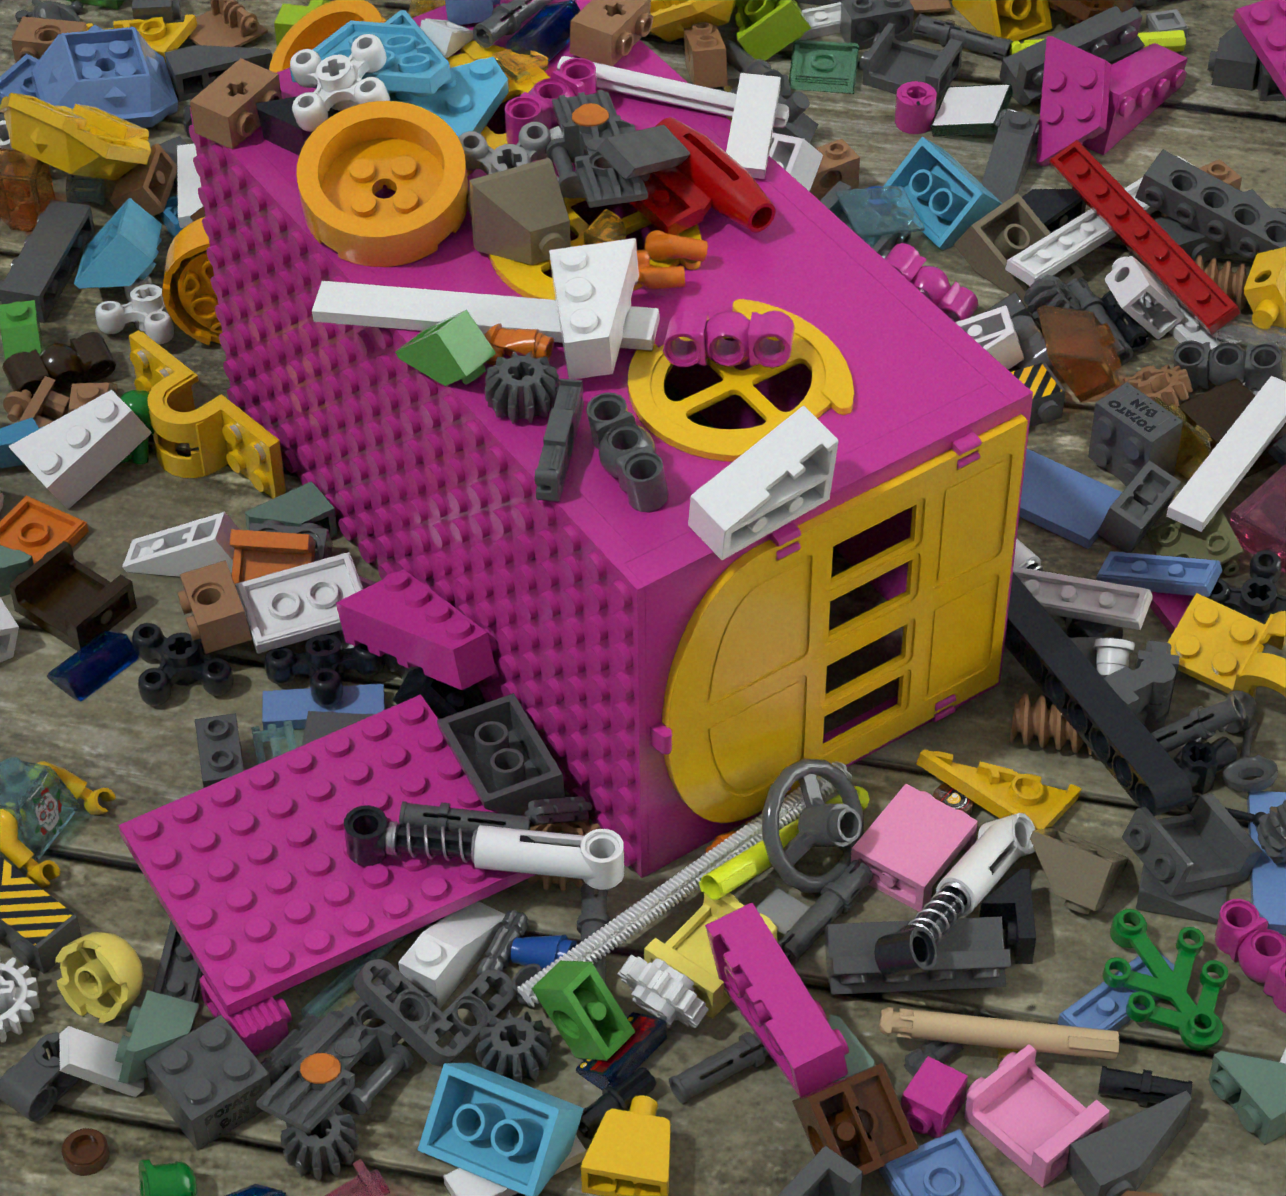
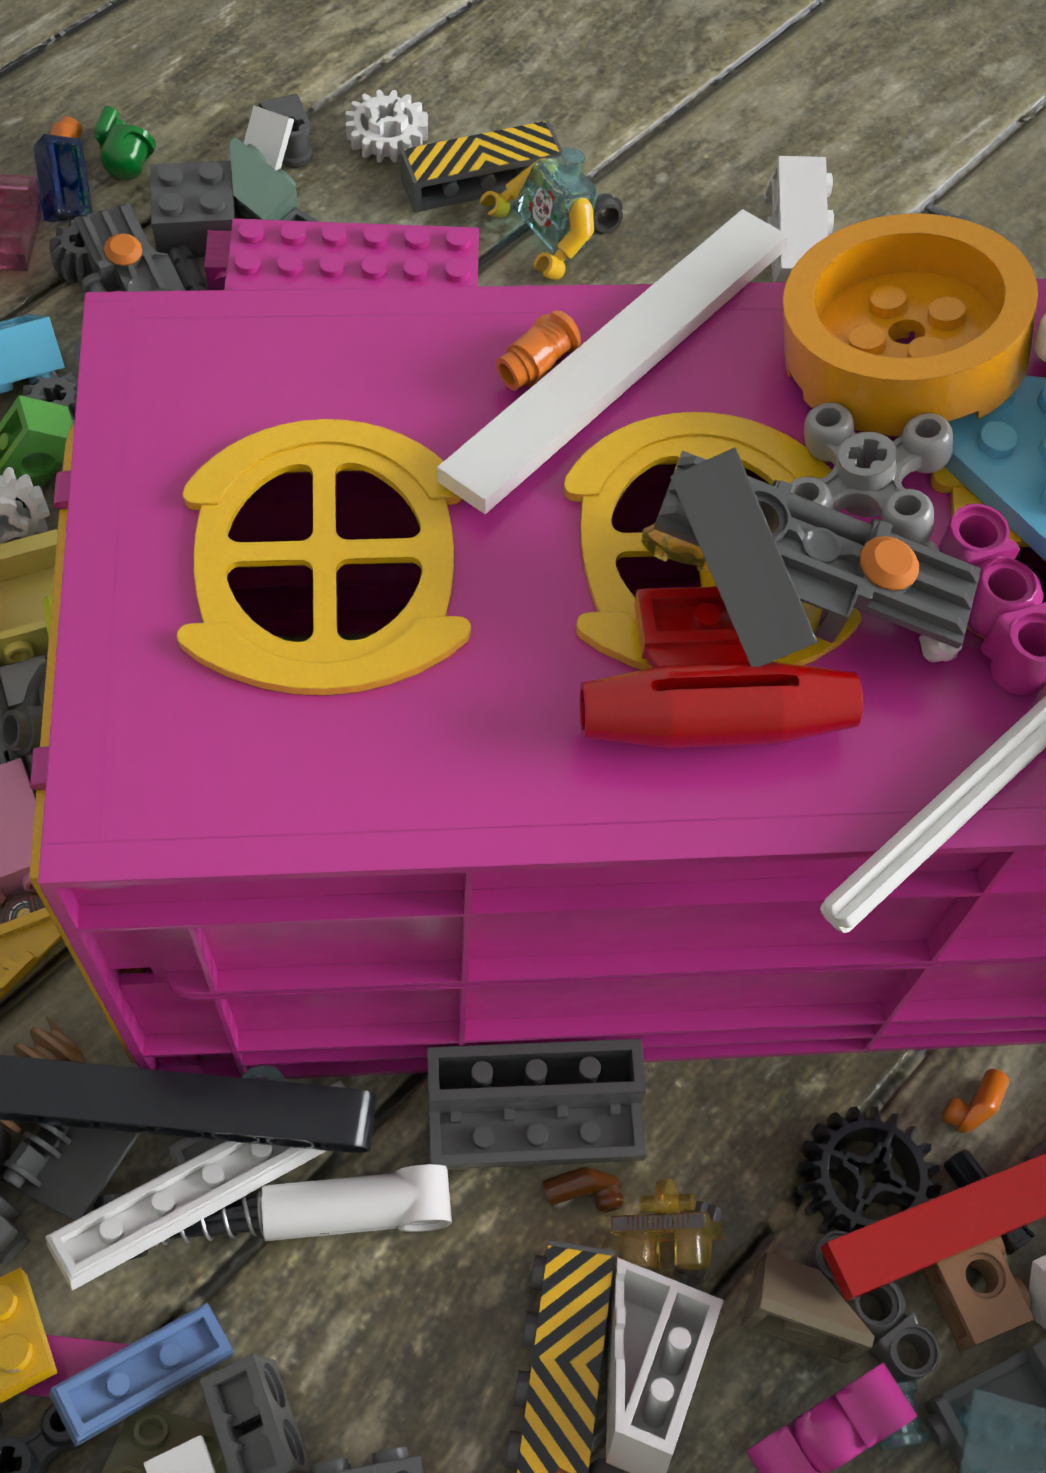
camera: 115 degrees right, 15 degrees up
(85, 1152) = (208, 136): reddish brown tile -> none
(100, 975) = (348, 183): light yellow cylinder -> none
(449, 350) = (570, 273): bright green slope -> none
(519, 213) = (749, 410): dark tan slope -> none
(521, 387) = (457, 315): dark grey gear -> none
(559, 440) = (345, 310): dark grey piece -> none
(592, 301) = (512, 396): white wedge -> none
(627, 452) = (267, 351): dark grey piece -> none
(658, 277) = (569, 542): orange arm -> none
(669, 246) = (601, 585): orange arm -> none
(749, 338) = (361, 535): dark pink piece -> none
(753, 122) = (818, 834): white tile -> none
(766, 485) = (84, 437): white wedge -> none
(1064, 500) = (391, 1345): medium blue tile -> none
(1112, 654) = (44, 1193): white piece -> none

